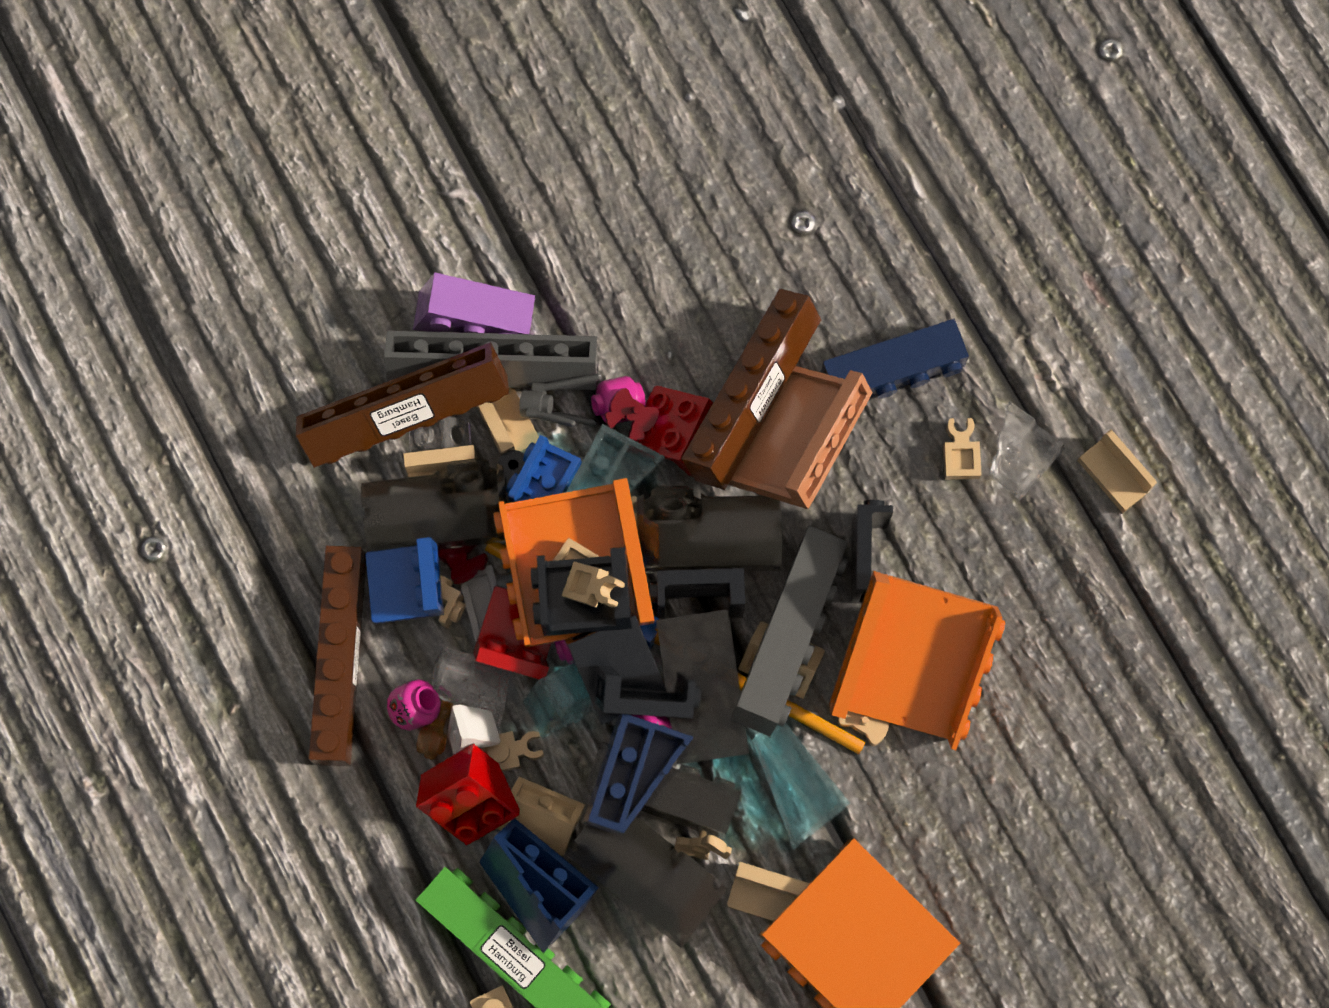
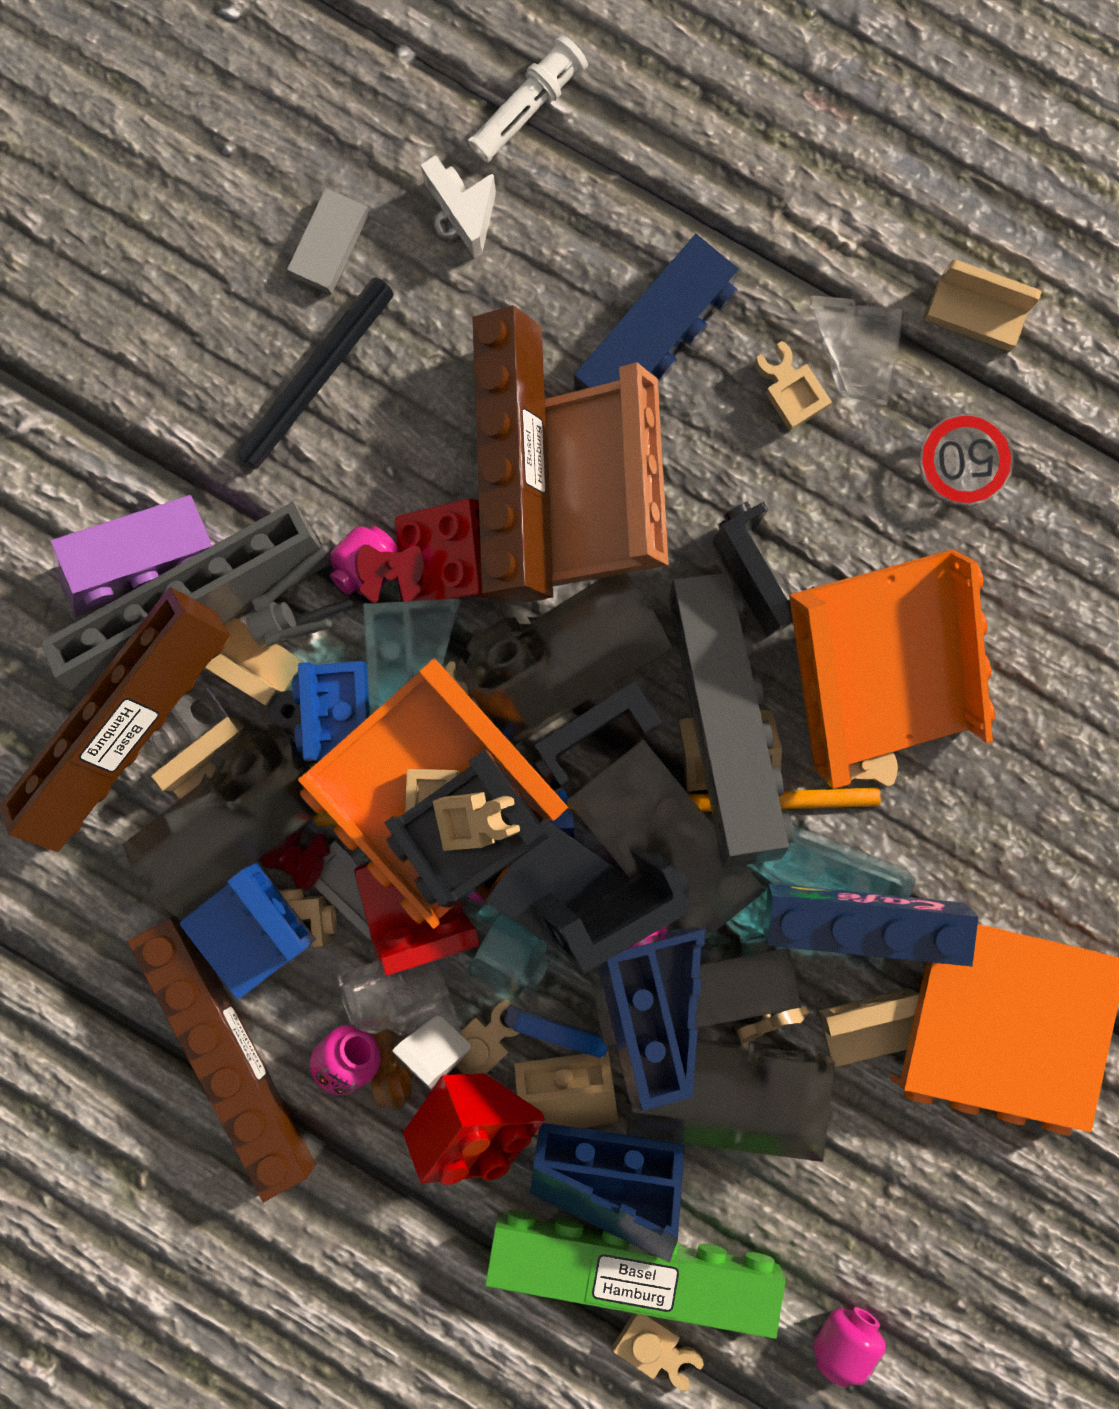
camera: 25 degrees left, 10 degrees up
(559, 768) = (555, 1031): none -> blue tile
(659, 266) = (314, 373): none -> black axle
(718, 189) = (328, 241): none -> light grey tile
(800, 807) = (870, 924): none -> dark blue brick
(818, 221) = (465, 209): none -> white slope
(914, 170) = (542, 85): none -> white pin
(1047, 562) = (965, 459): none -> piece

